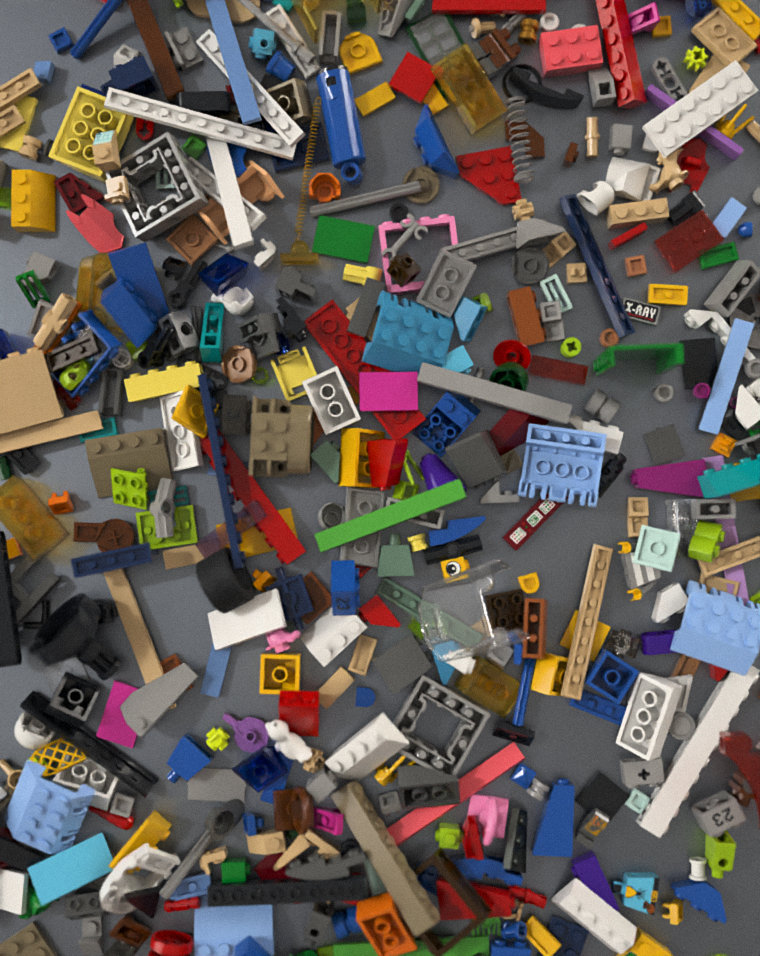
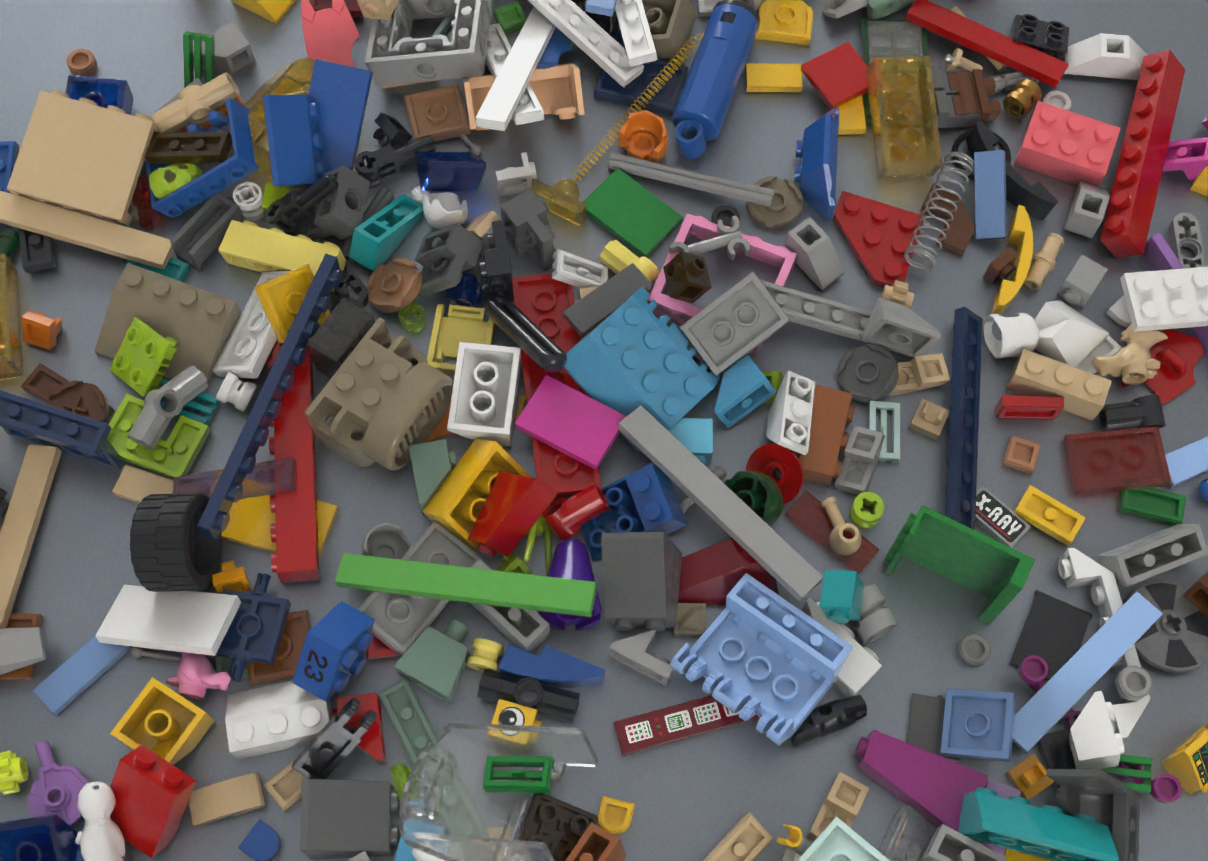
camera: 30 degrees right, 20 degrees down
(194, 477) = (236, 391): none -> white wheel
(264, 303) = (482, 223): none -> tan tile
(328, 301) = (578, 277): none -> white tile
(333, 355) = (525, 333): none -> black piece
(373, 632) = (333, 743): none -> black hinge
(418, 442) = (568, 515): none -> red piece
(458, 600) = (518, 786): none -> green tile
(463, 208) = (814, 253): none -> light grey slope
(504, 318) = (792, 413): none -> white slope
(543, 112) = (990, 195): none -> medium blue tile
(564, 375) = (836, 539): none -> tan bar
(571, 126) = (1019, 235): none -> yellow slope
(586, 409) = (841, 595): none -> teal brick
(686, 434) = (978, 724): none -> medium blue plate

